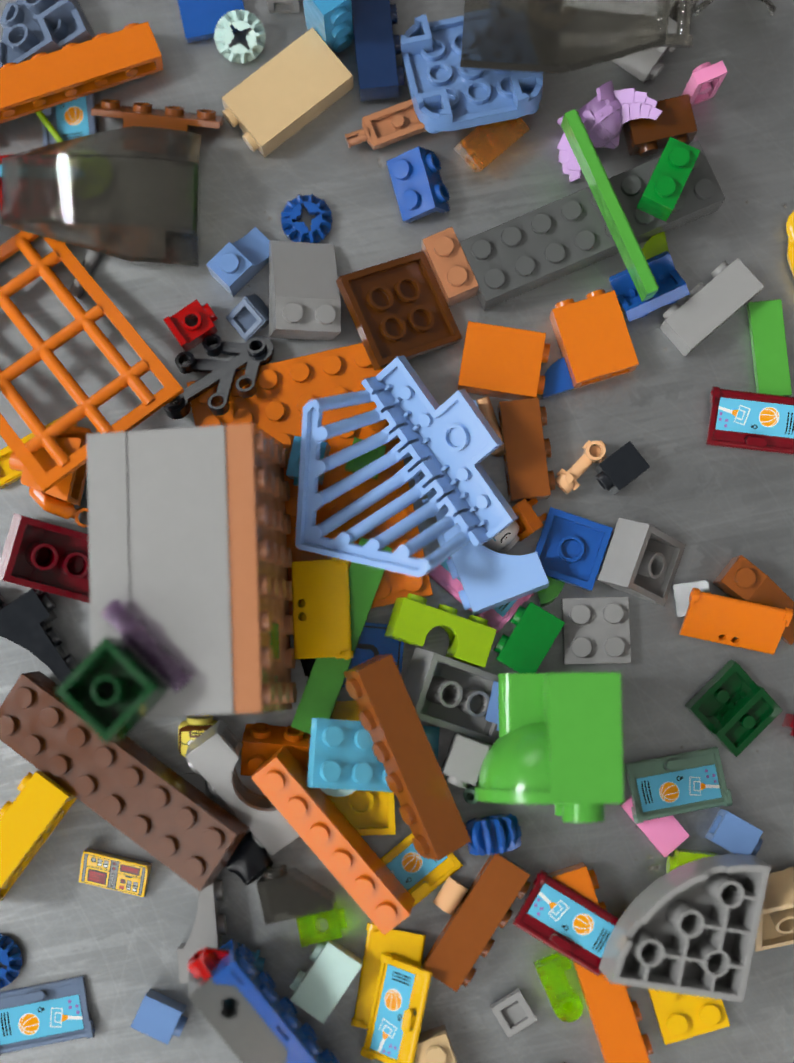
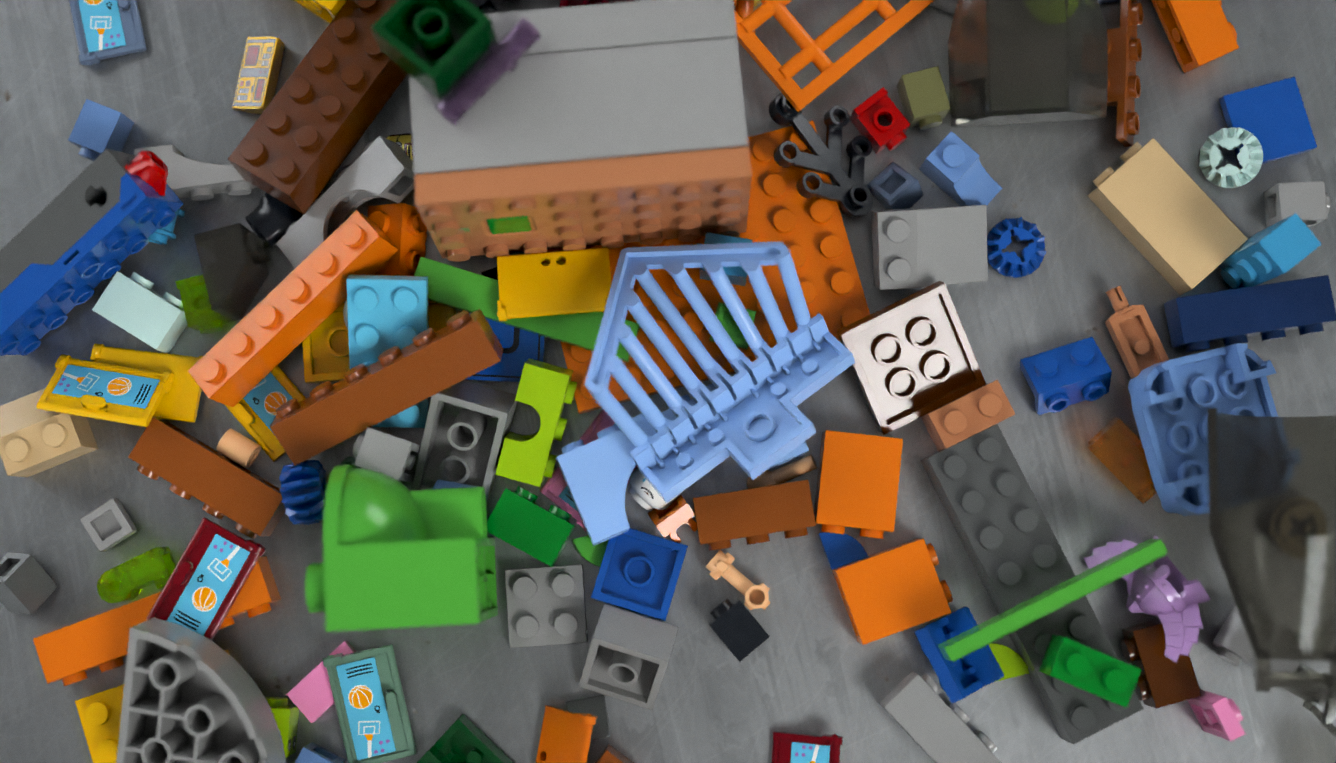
camera: 90 degrees right, 0 degrees up
(173, 287) = (923, 98): none -> olive brick

